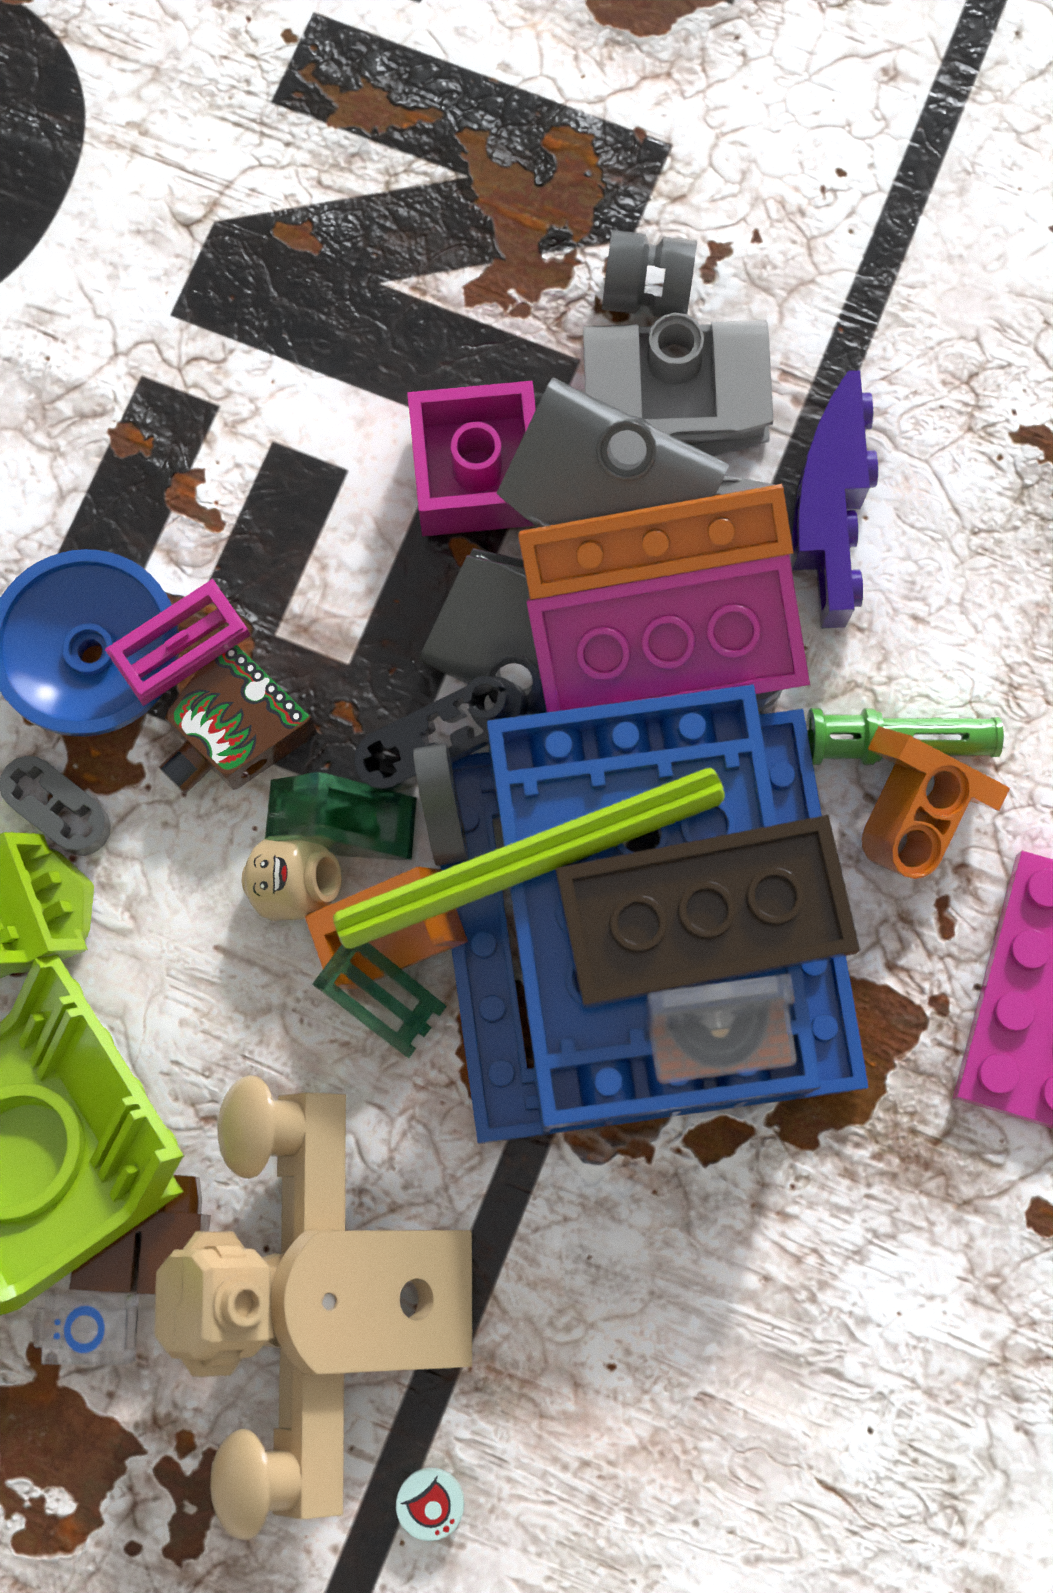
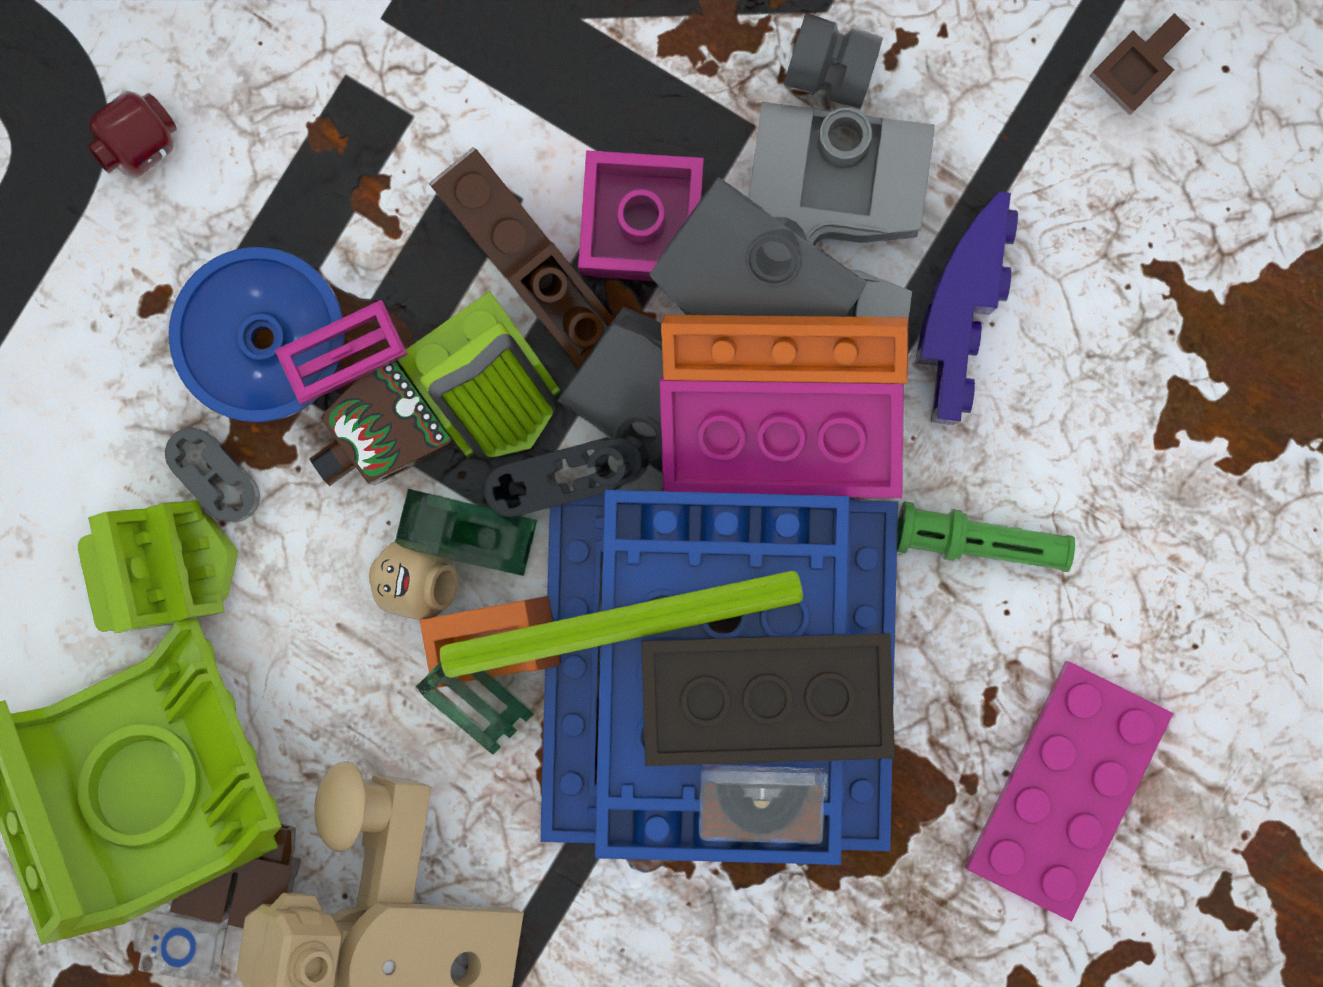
camera: 15 degrees right, 10 degrees up
(336, 656) = (483, 381): none -> lime piece
(355, 517) = (523, 254): none -> reddish brown slope
(440, 804) = (554, 543): dark grey beam -> none
(907, 810) = (987, 620): orange tile -> none
(965, 234) = (1138, 66): none -> reddish brown plate

